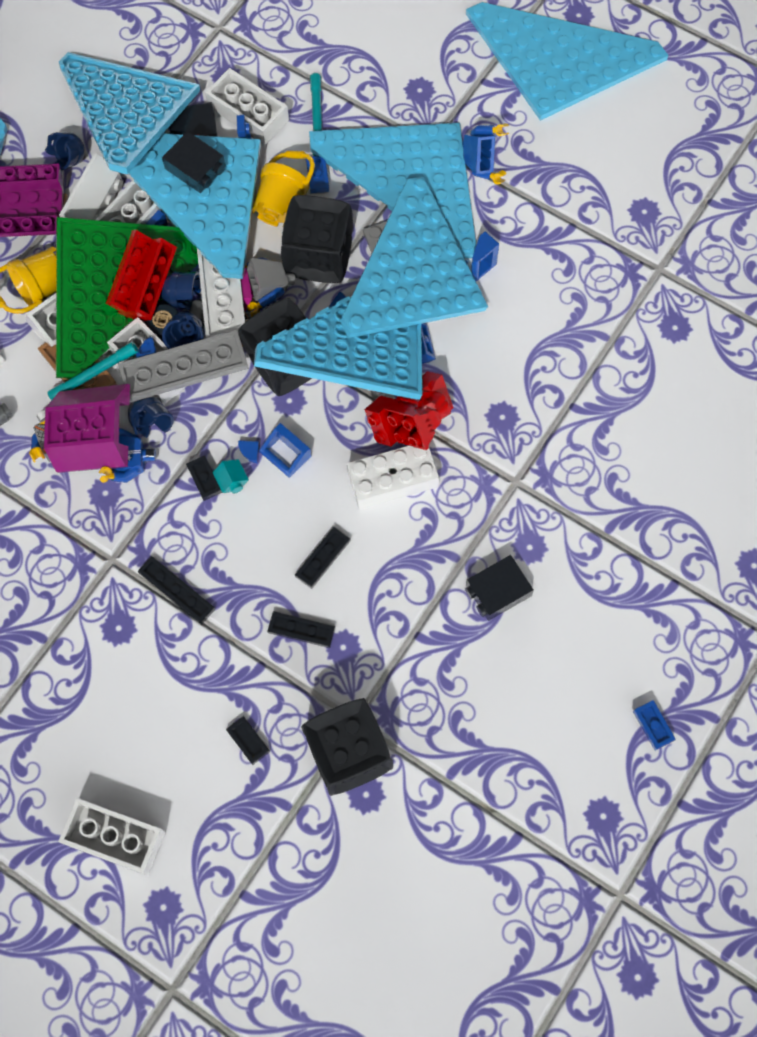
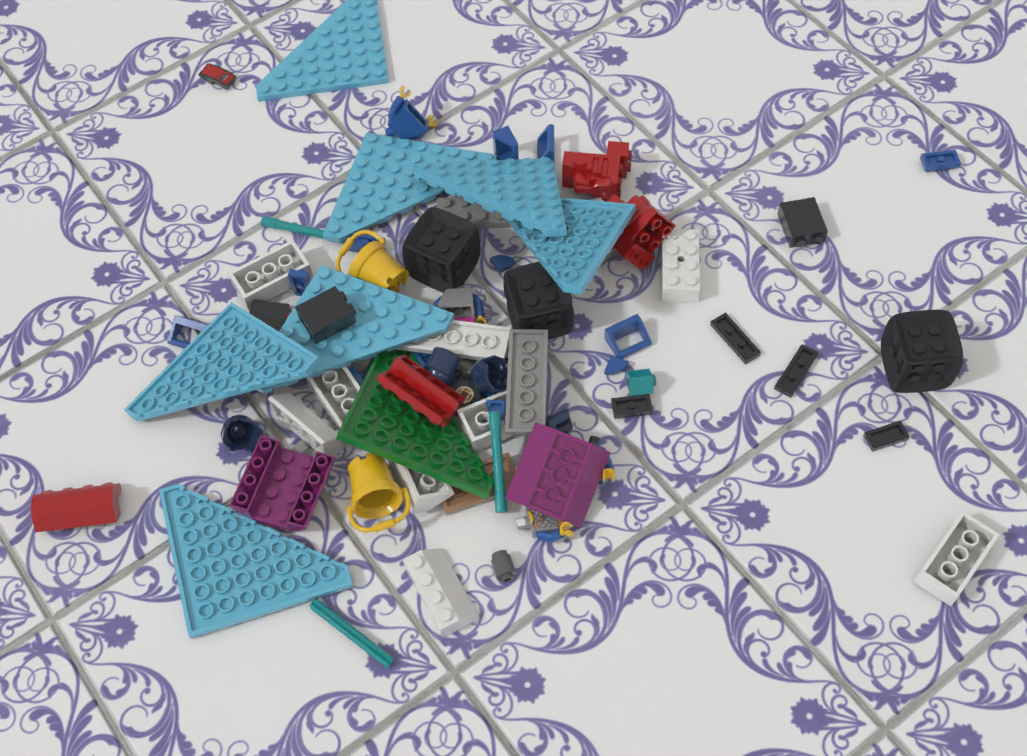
camera: 70 degrees left, 10 degrees down
(173, 62) = (177, 324): none -> tile
(176, 590) = (731, 457): black tile -> none
(477, 360) = (597, 173): none -> red brick
(503, 299) = (546, 142): none -> blue tile

